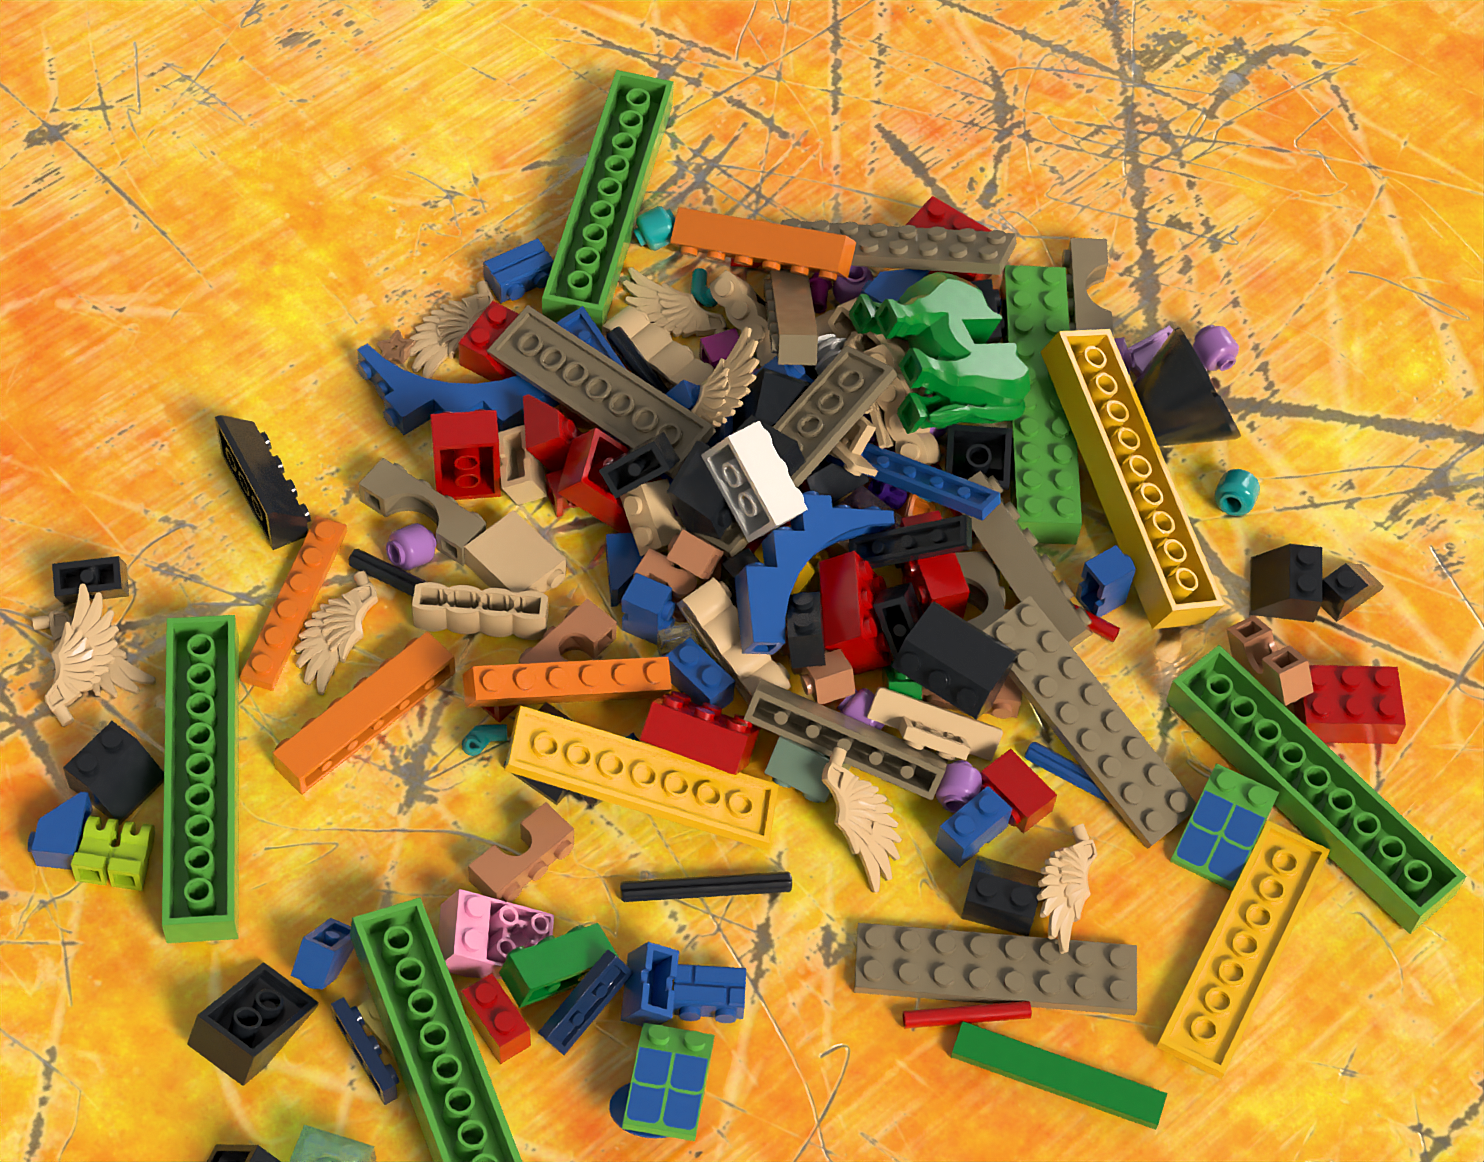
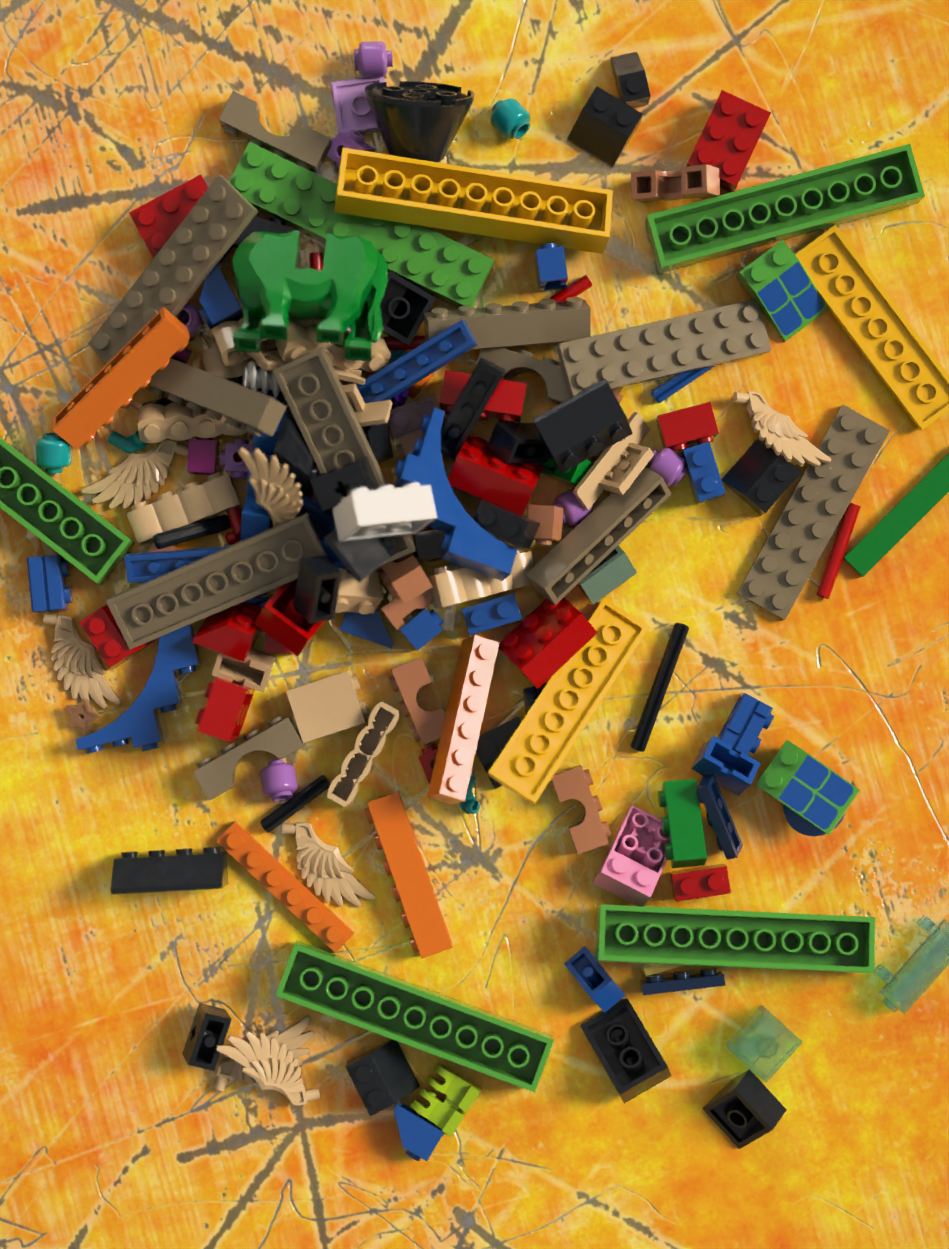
camera: 60 degrees left, 30 degrees up
(862, 819) = (665, 553): tan animal -> none

